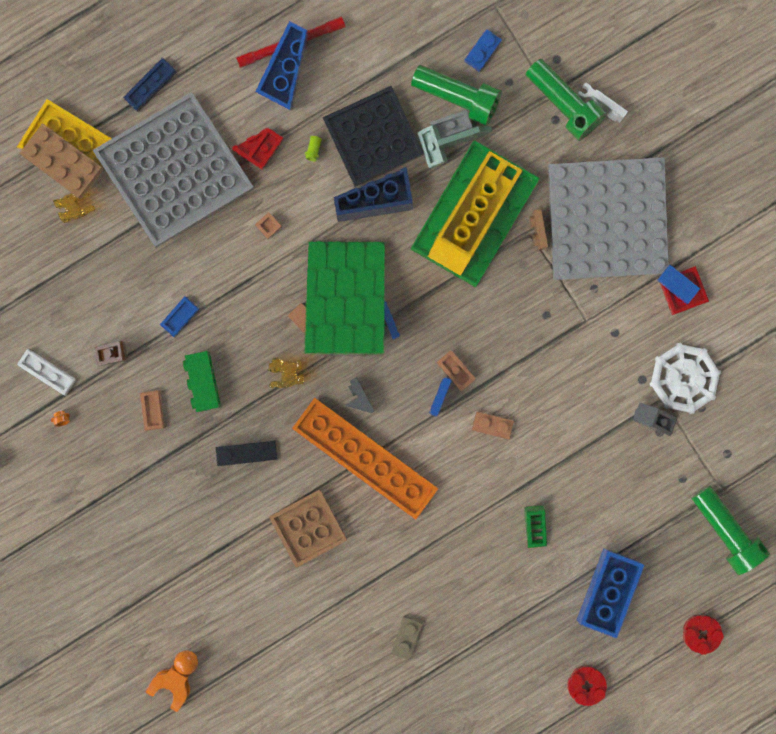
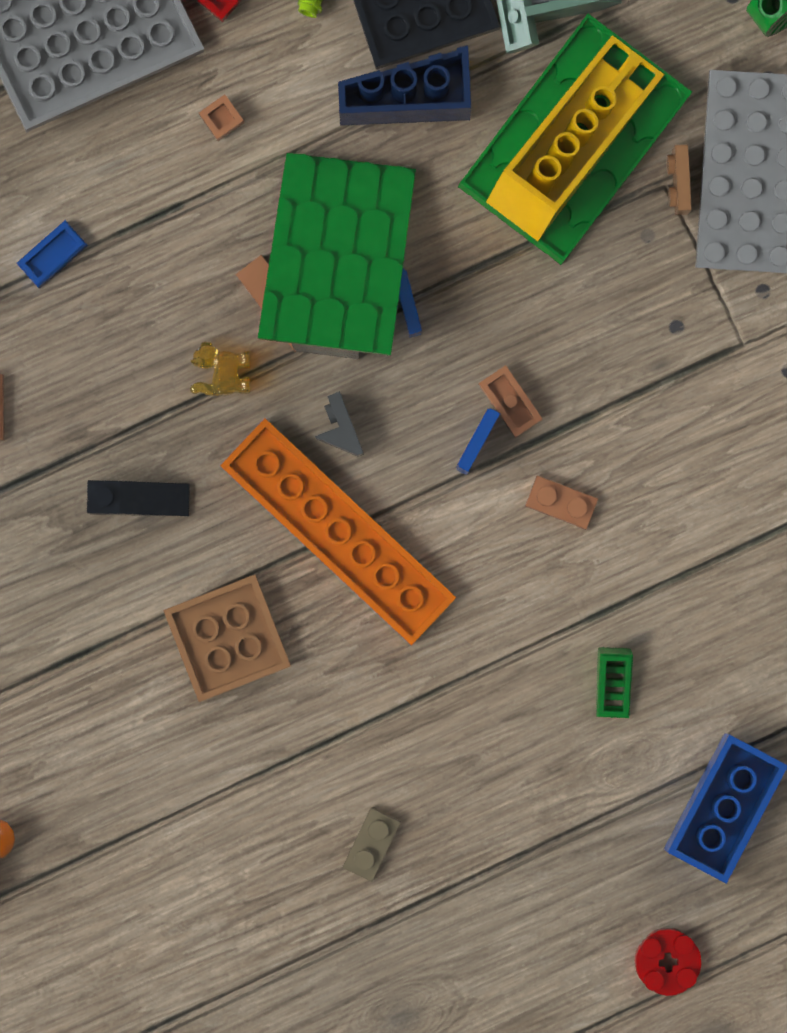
camera: 10 degrees right, 0 degrees up
(202, 381) = (77, 368): green brick -> none

